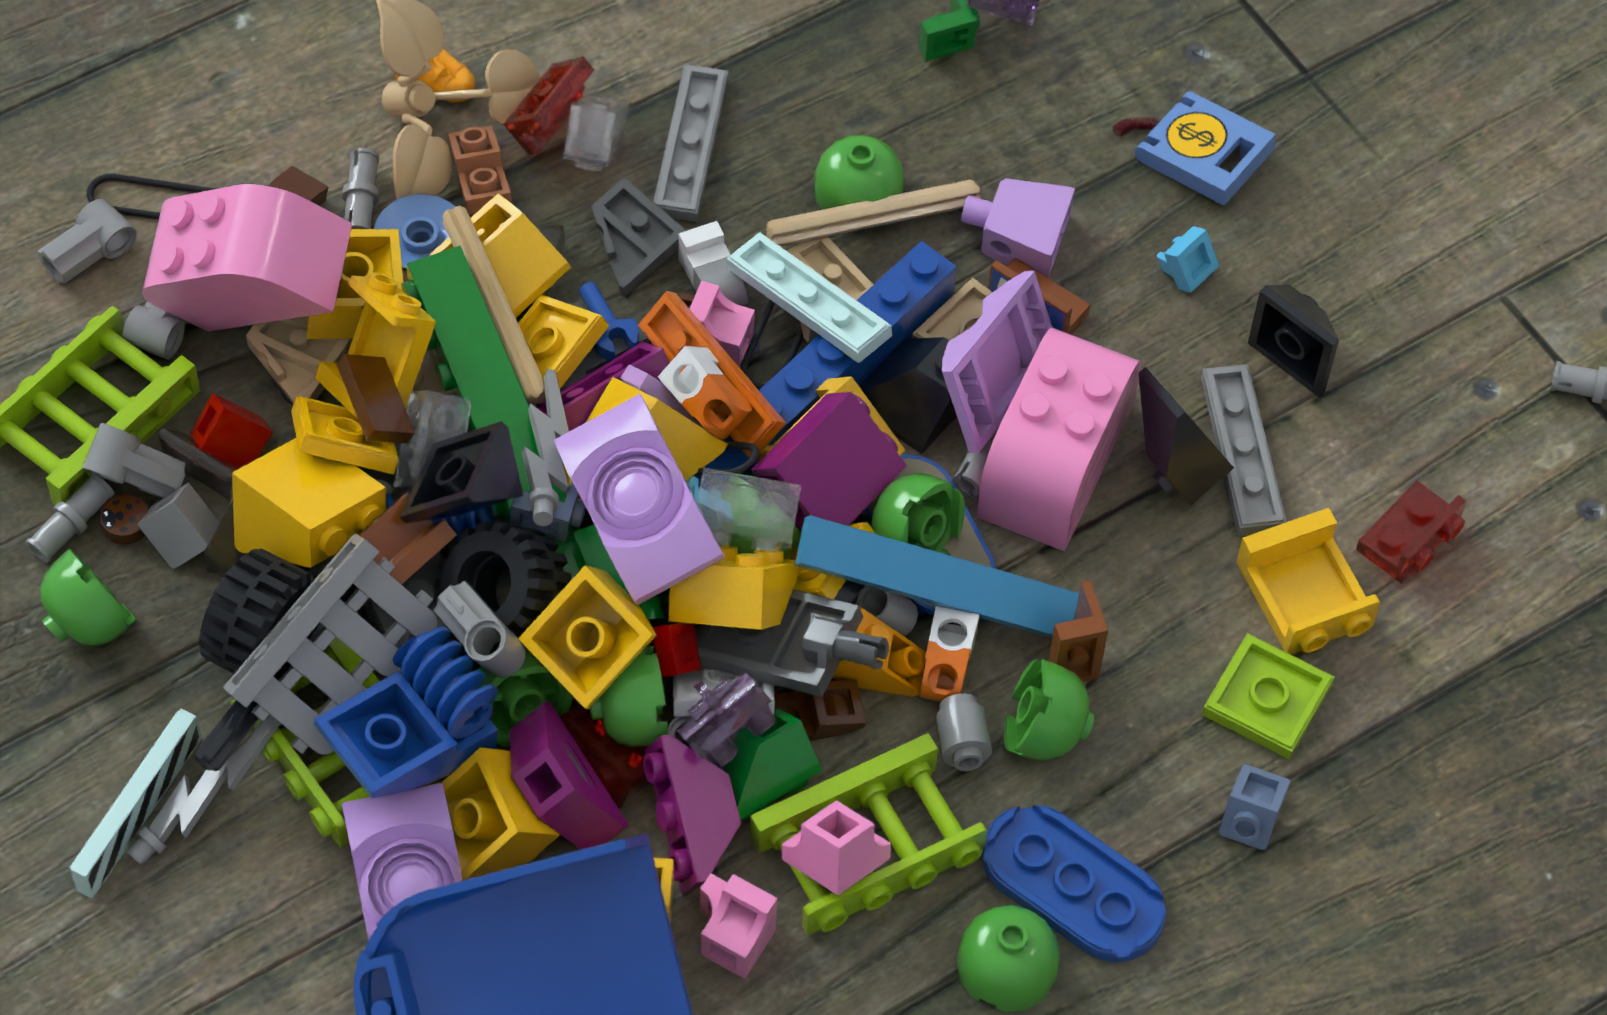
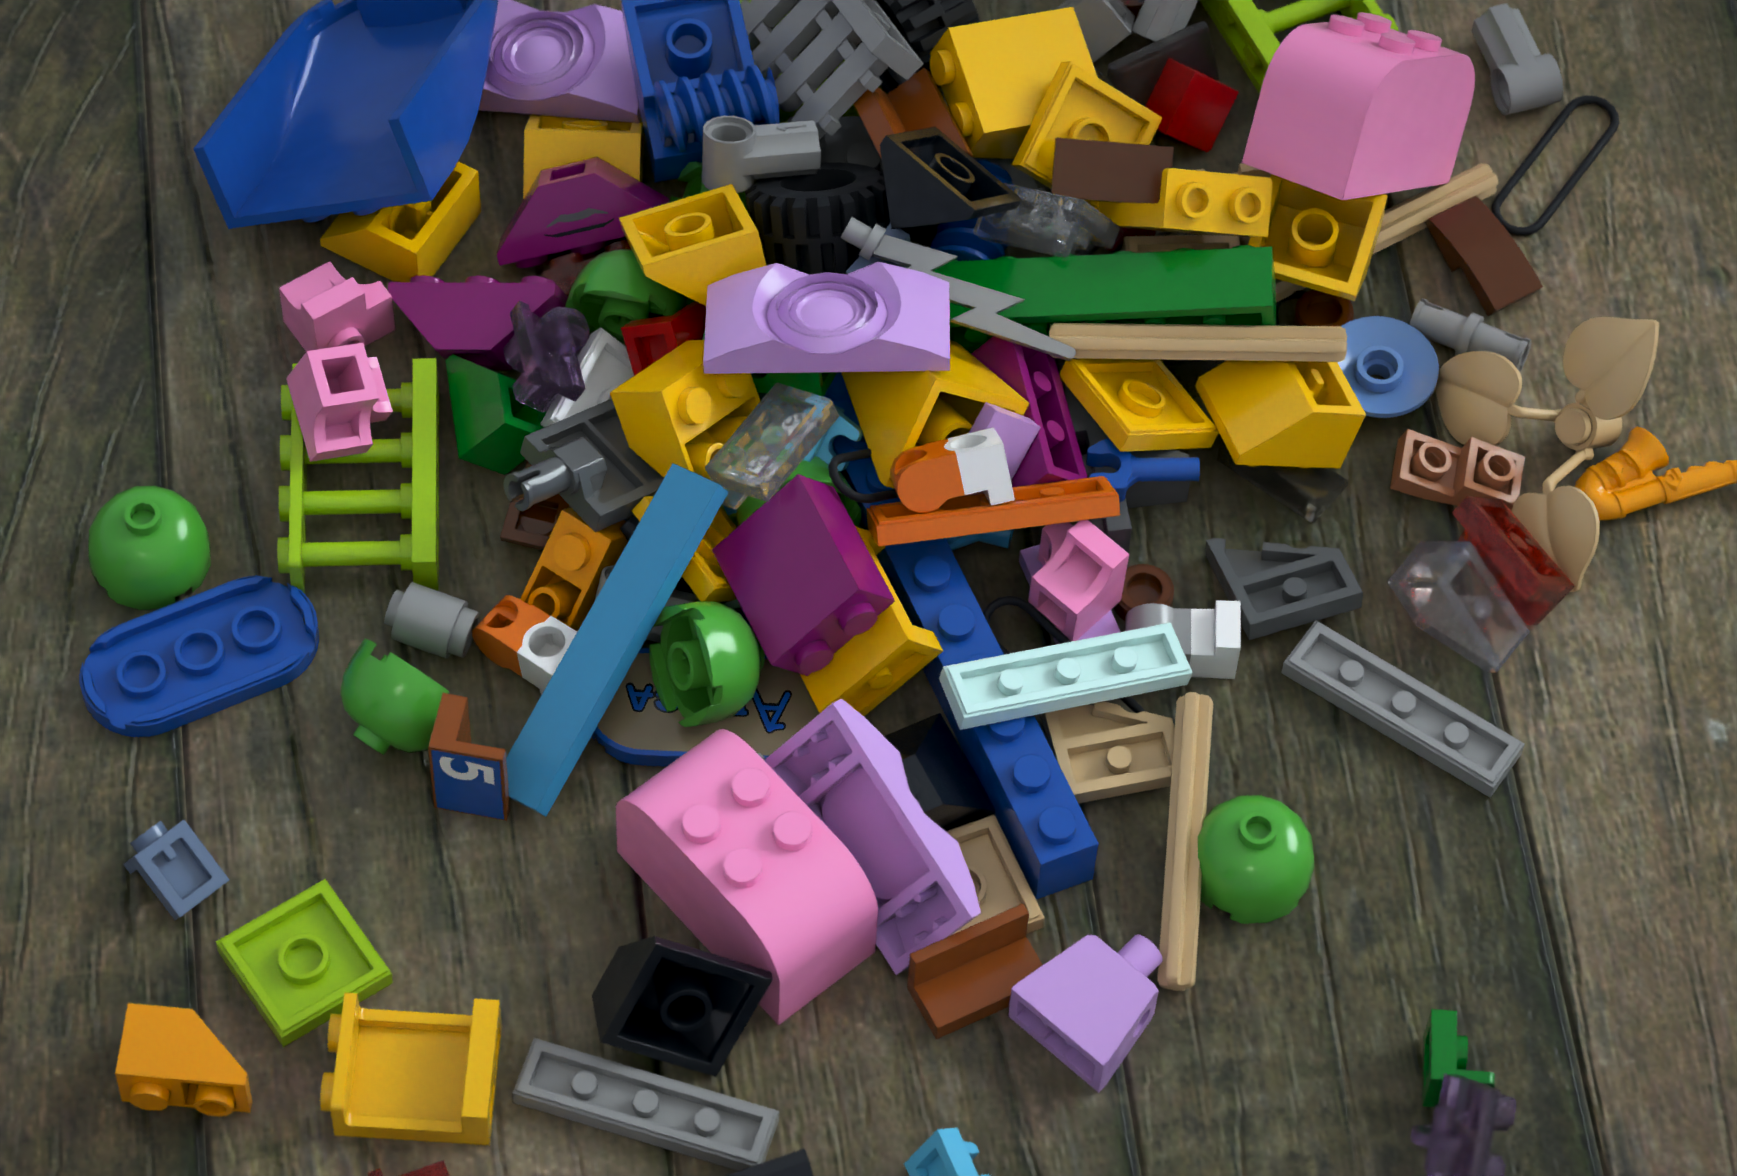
camera: 115 degrees right, 0 degrees up
(1397, 729) = (177, 1061): none -> light orange slope

